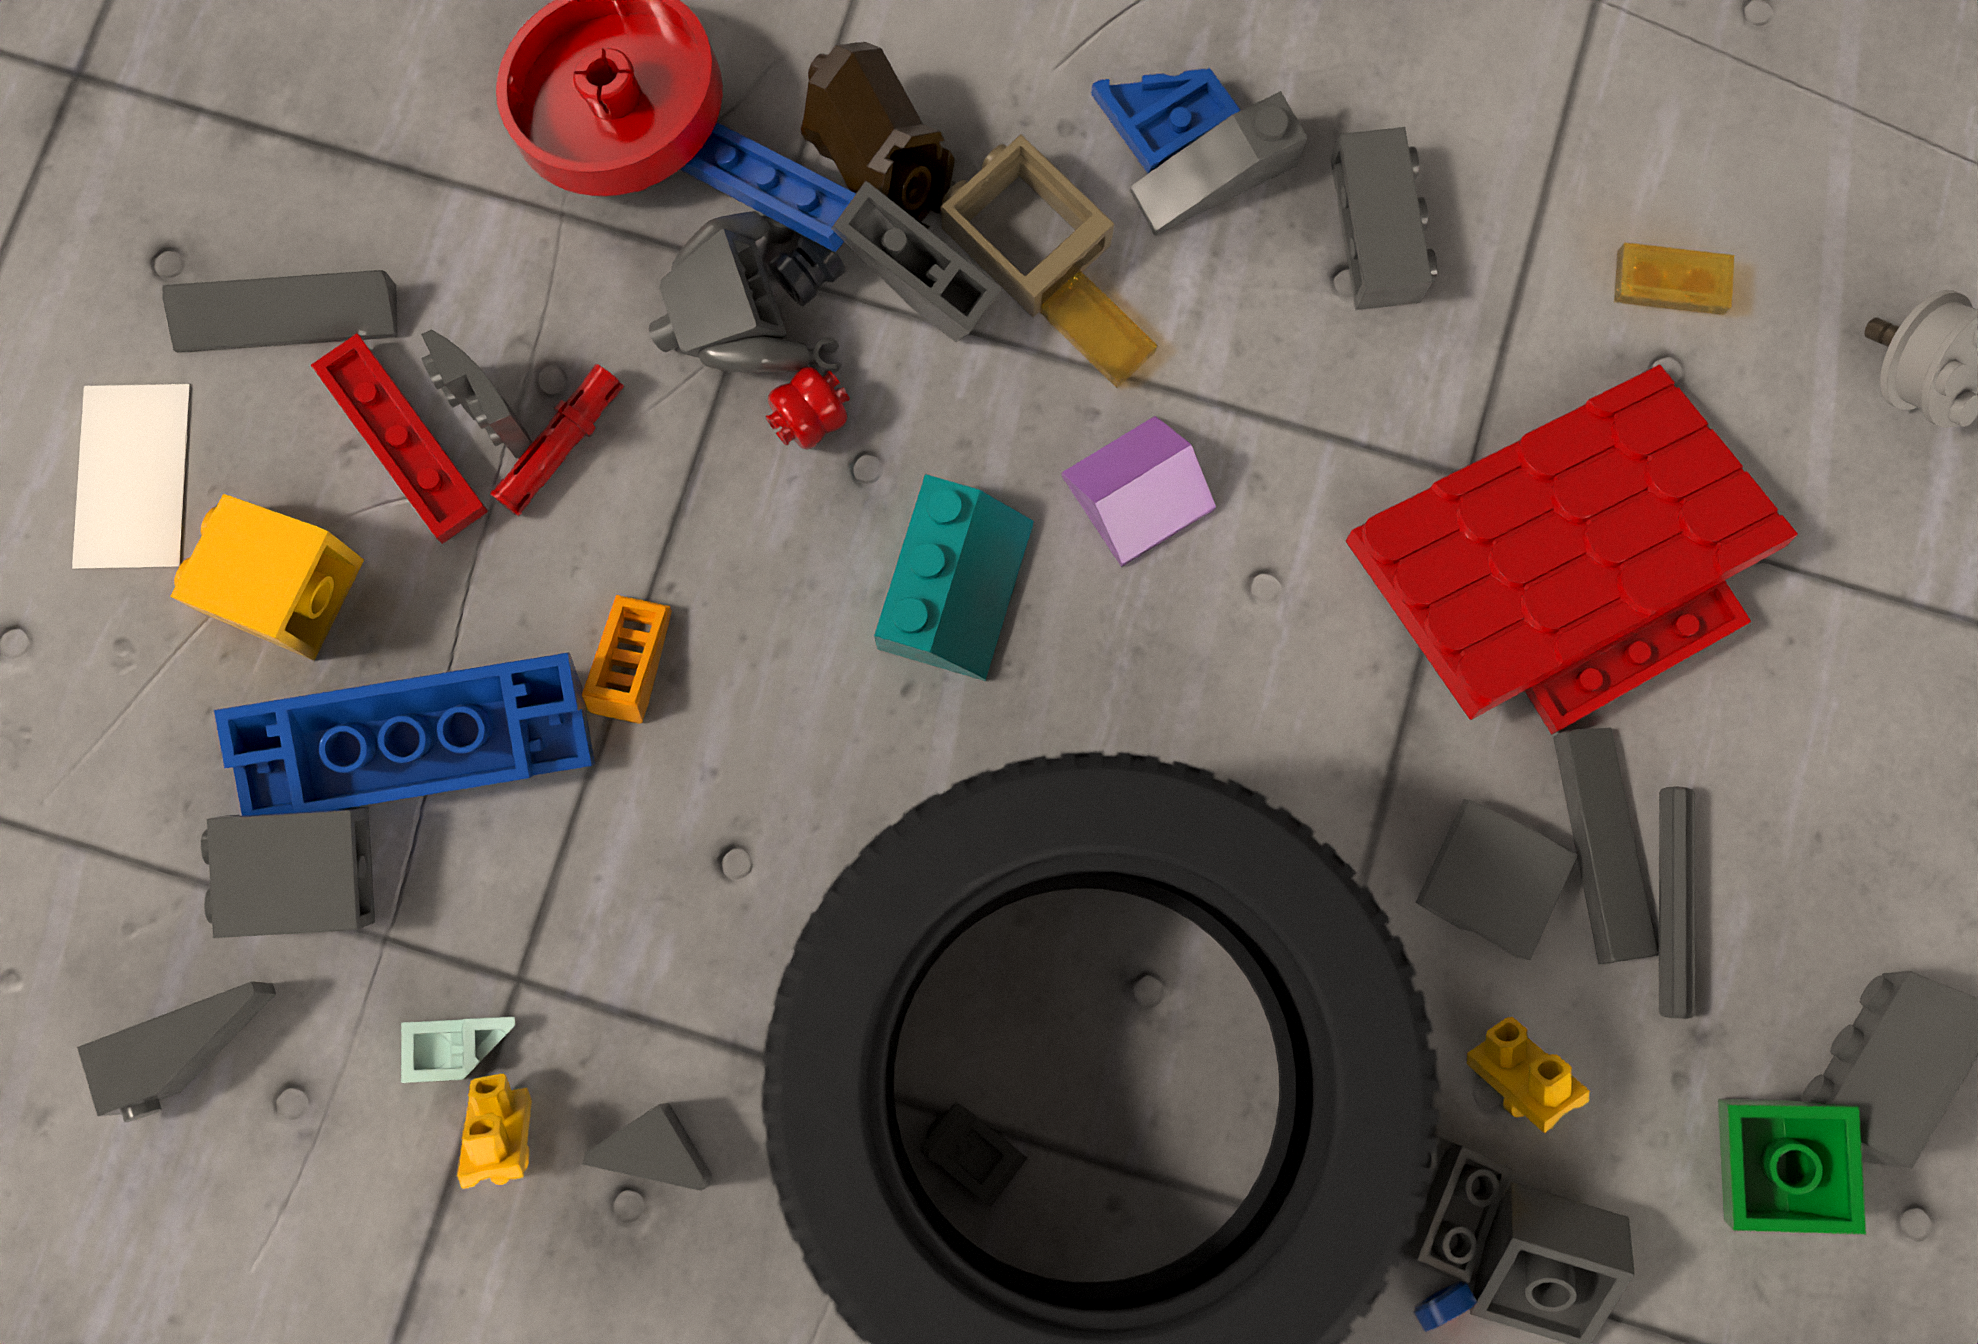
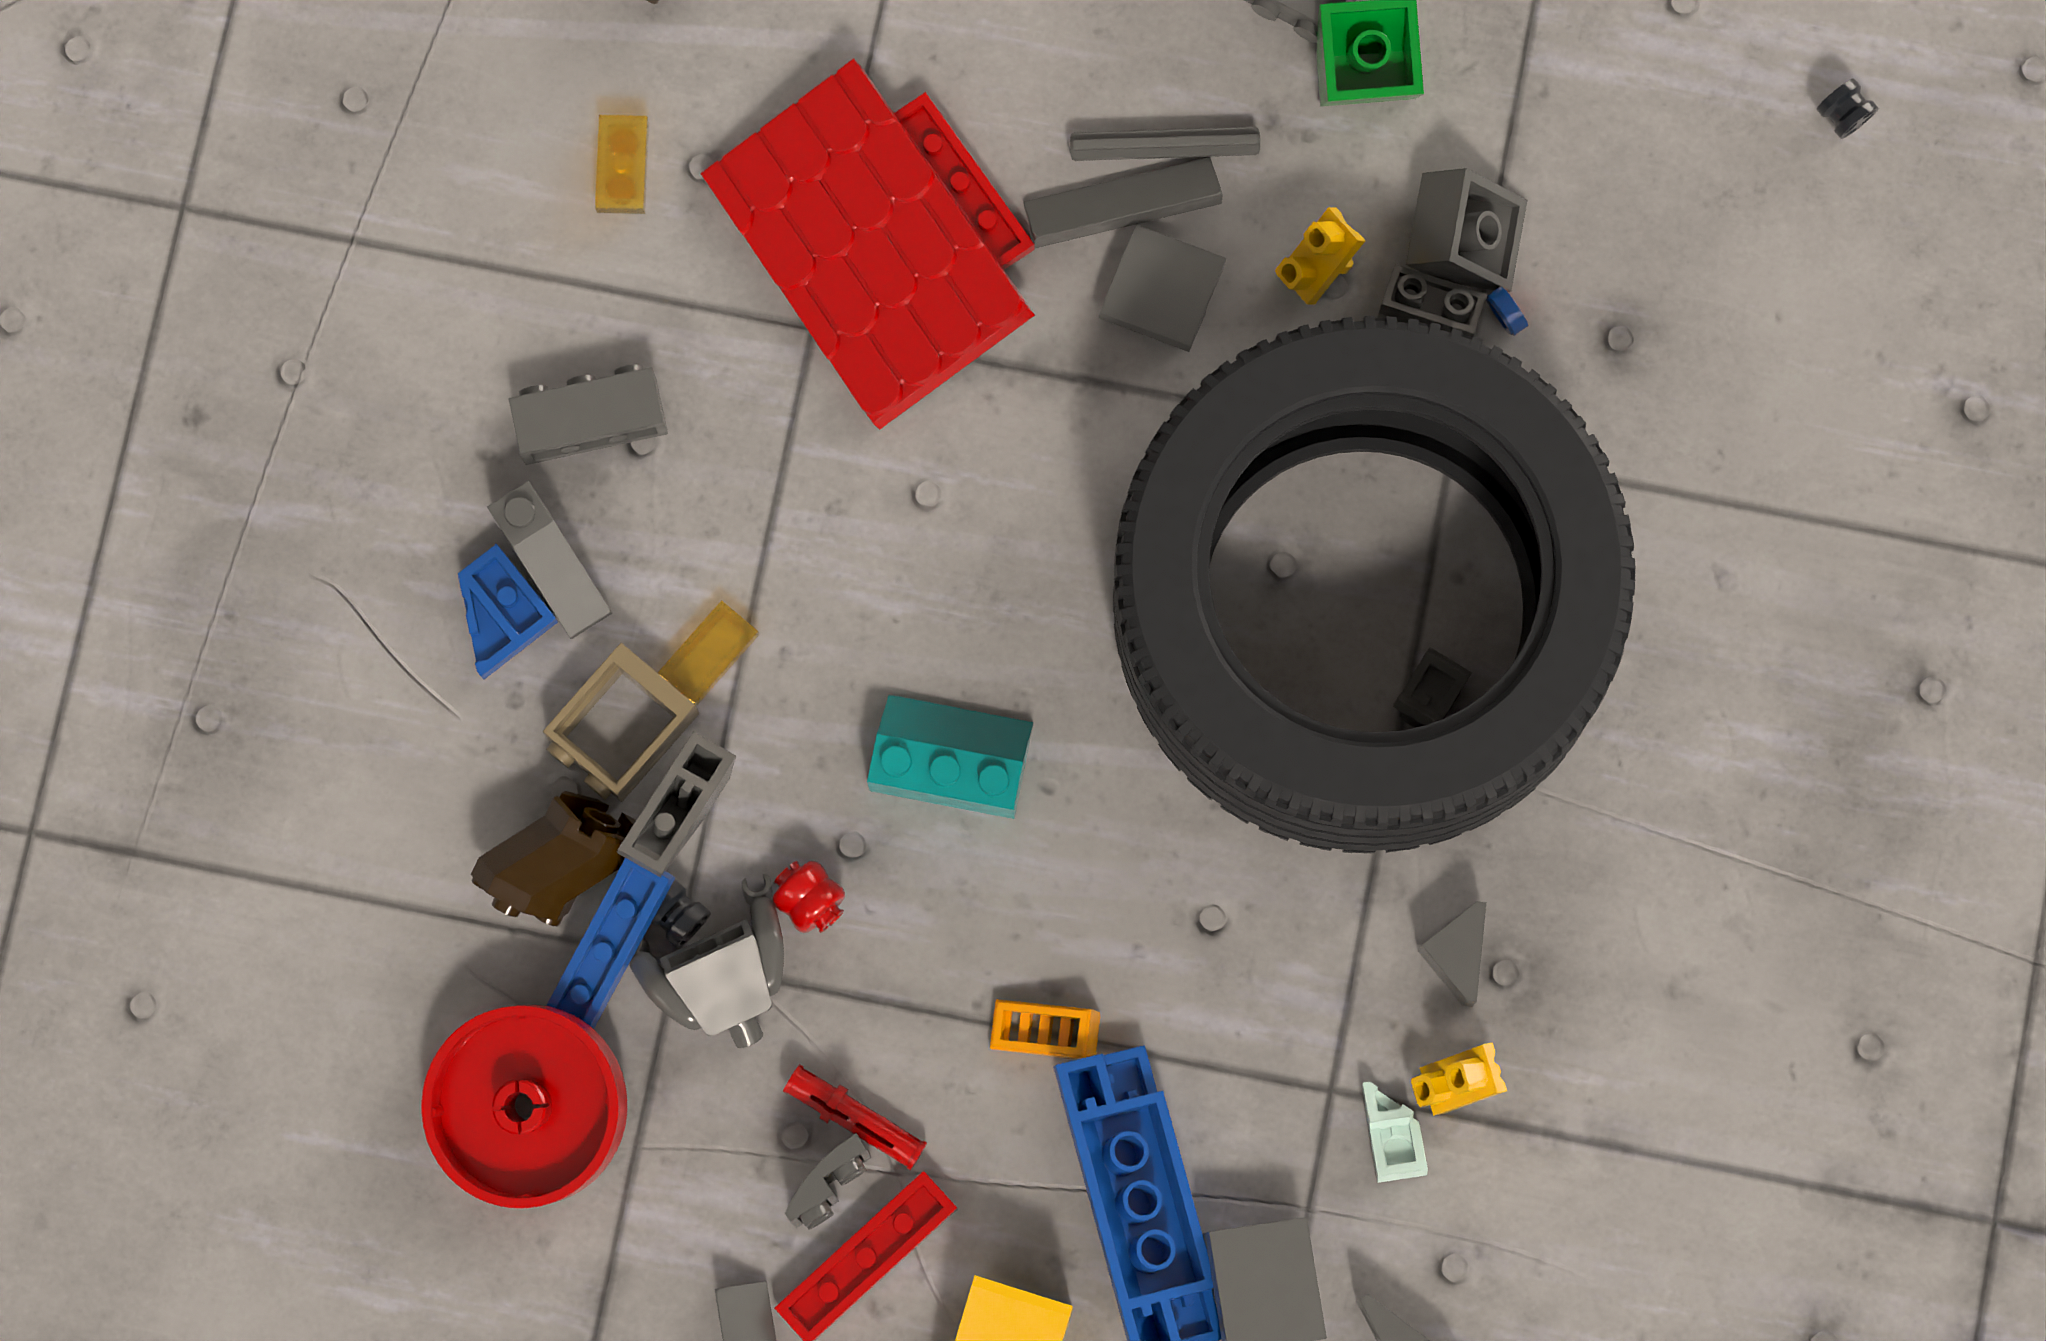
camera: 90 degrees left, 0 degrees up
(1141, 489) = (850, 606): slope -> none

